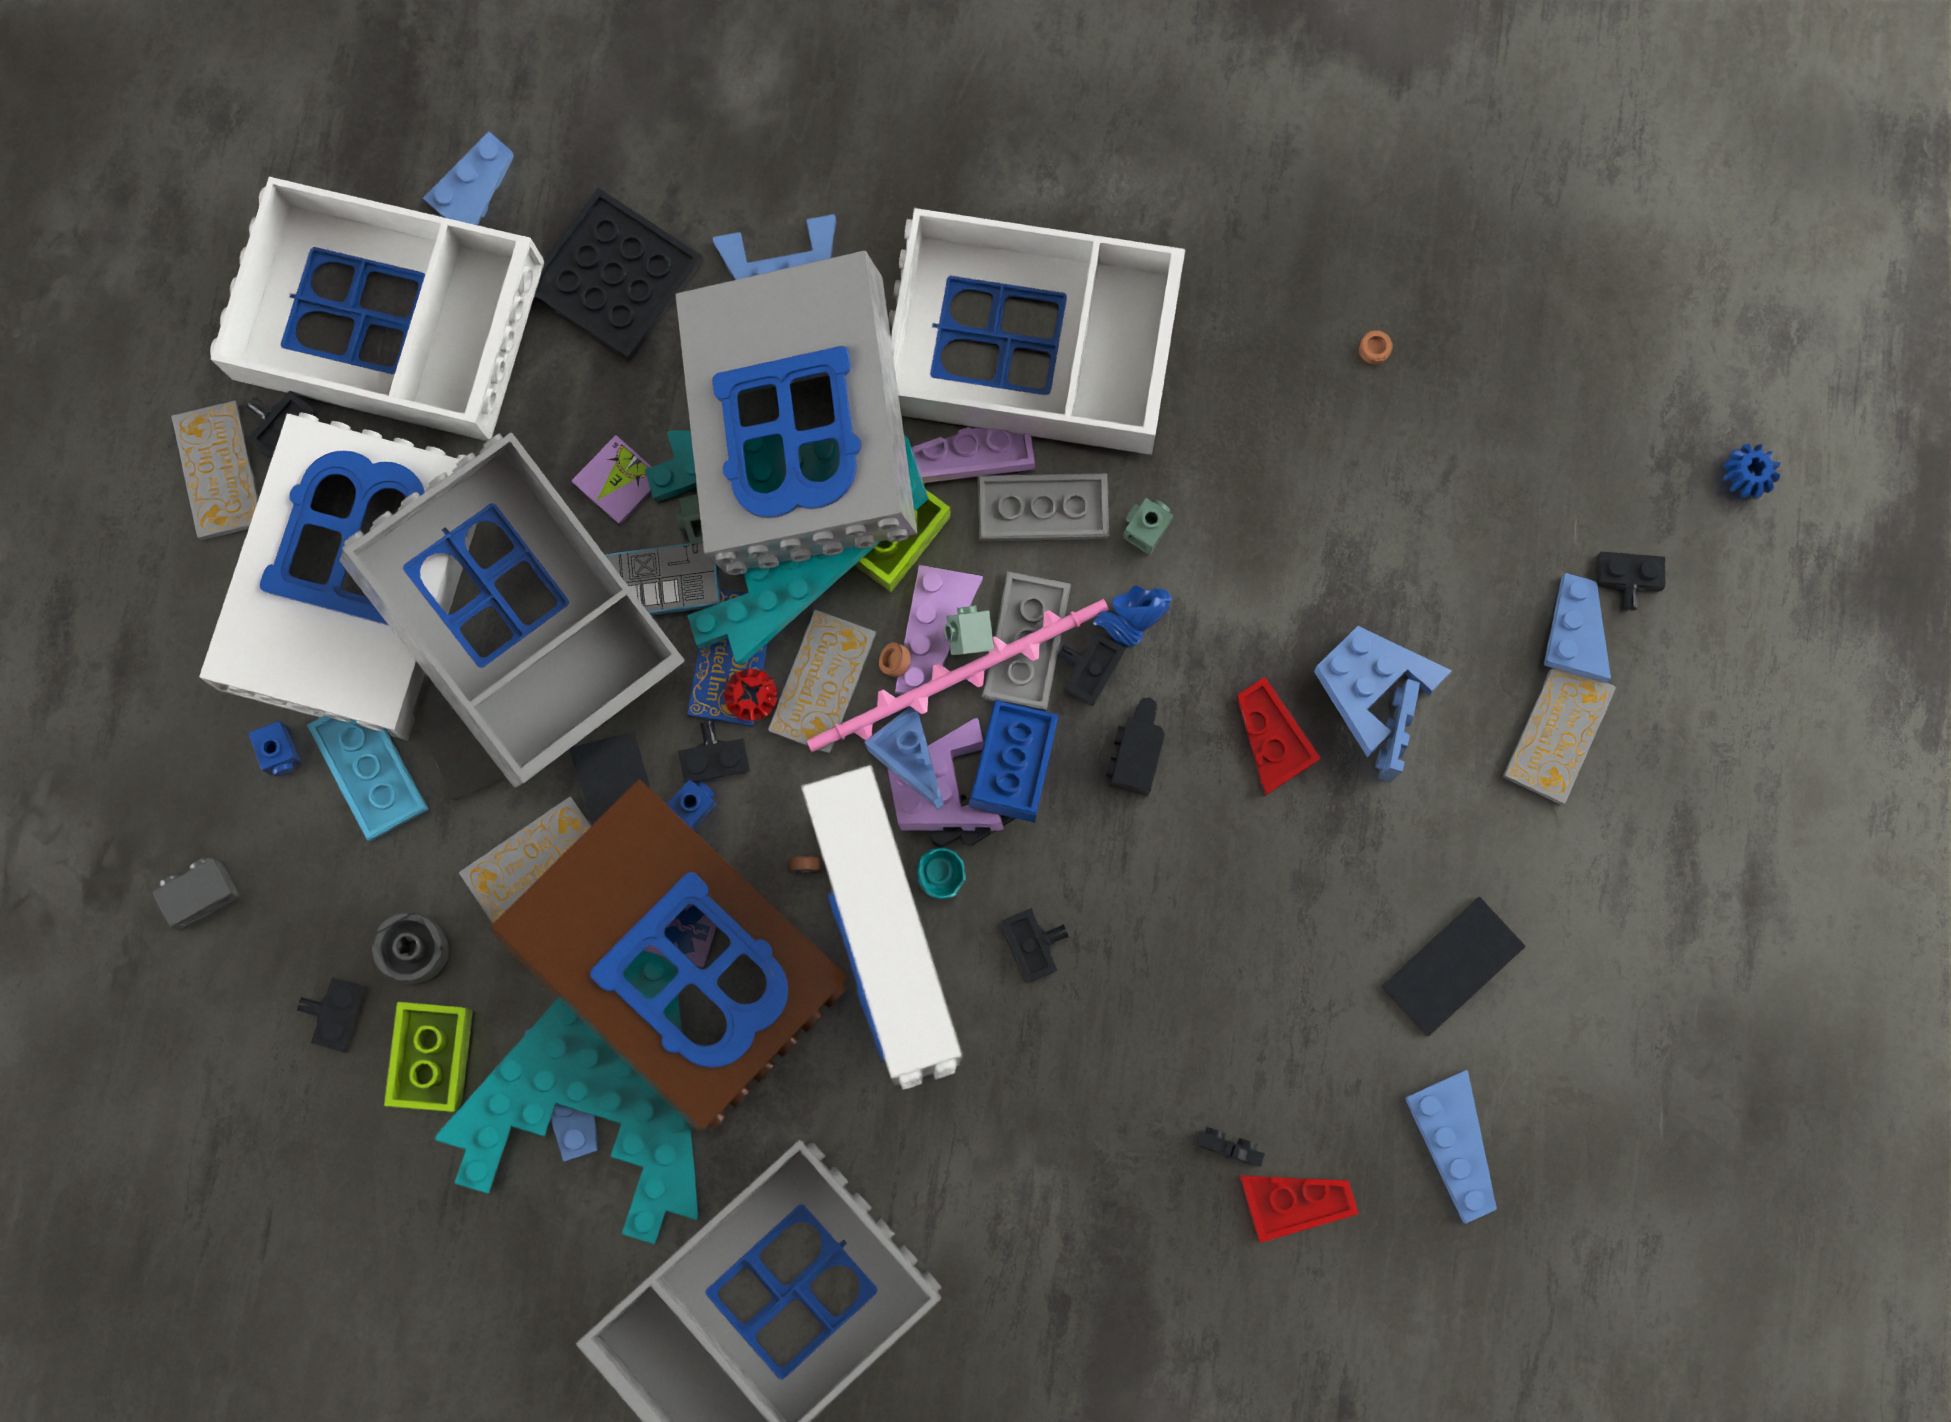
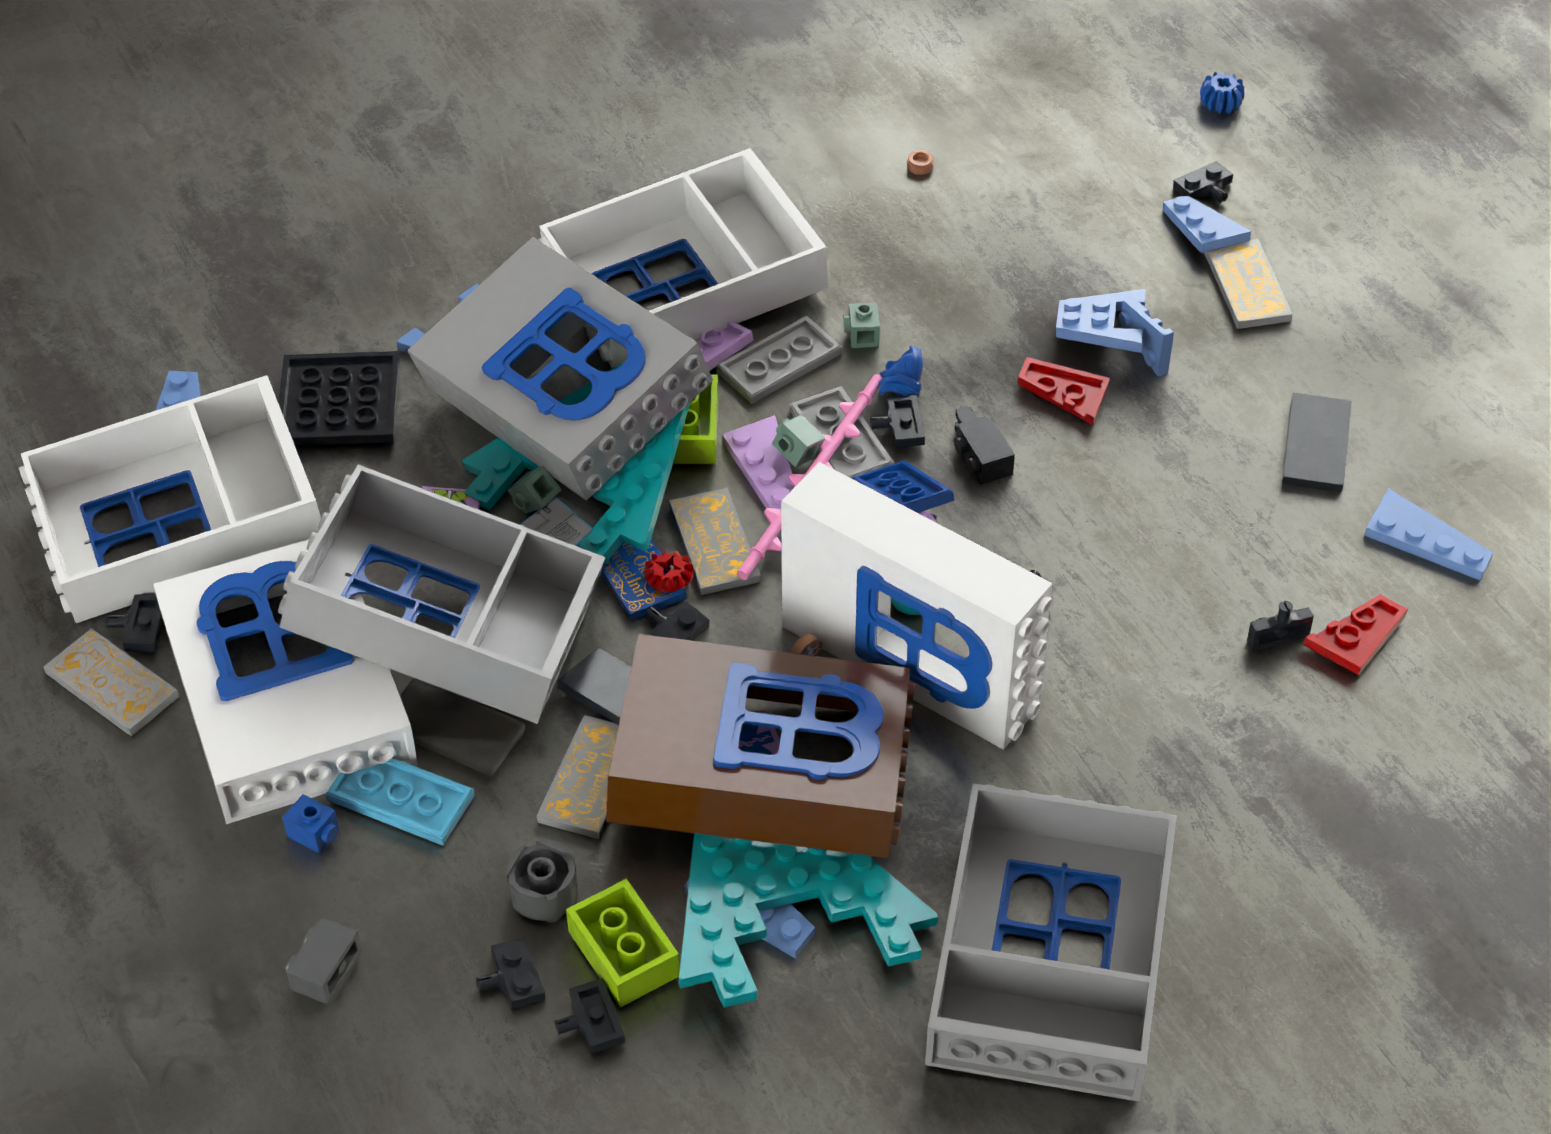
camera: 30 degrees left, 30 degrees down
(362, 1104) = (593, 1017): none -> black plate
(894, 659) = (756, 494): nougat tile -> none

